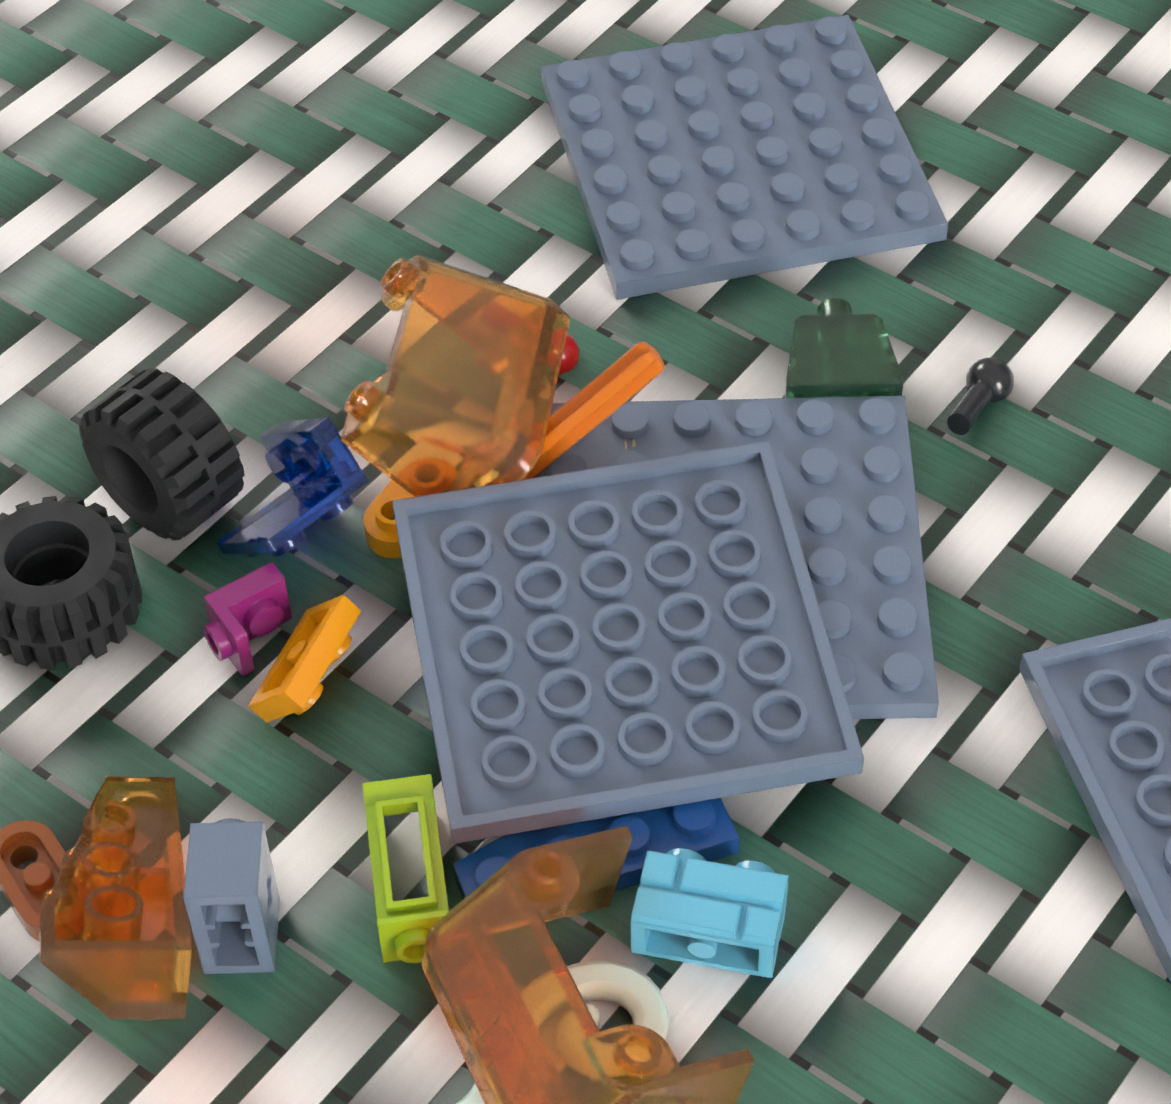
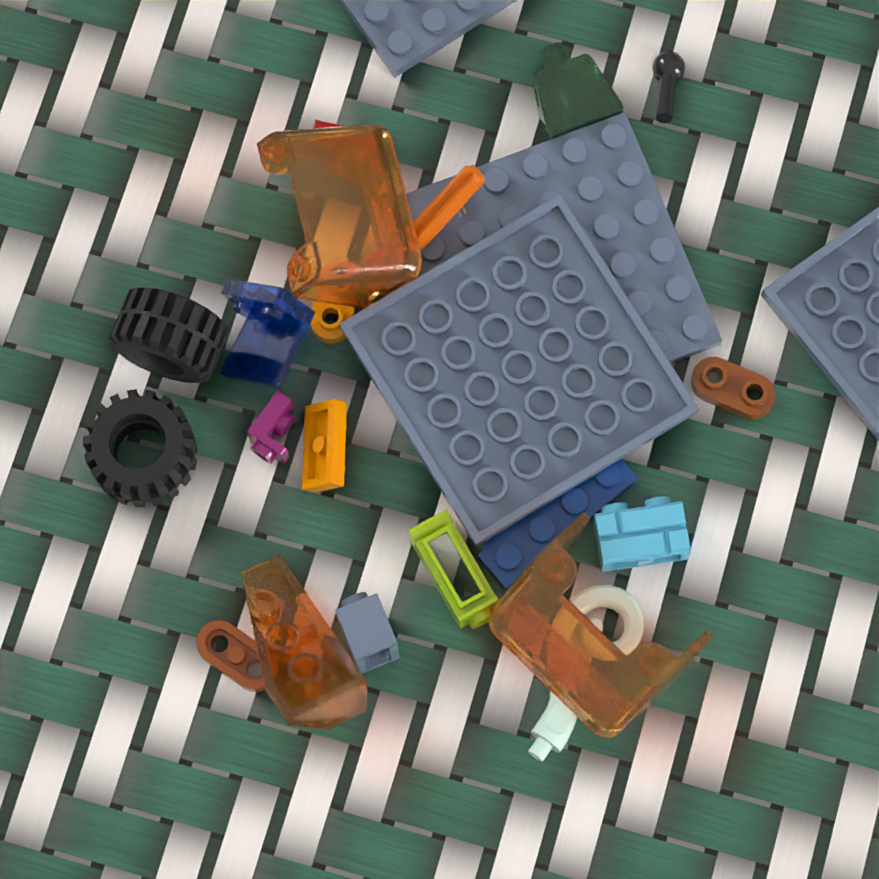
camera: 20 degrees left, 25 degrees up
(928, 768) = (731, 390): none -> dark orange plate

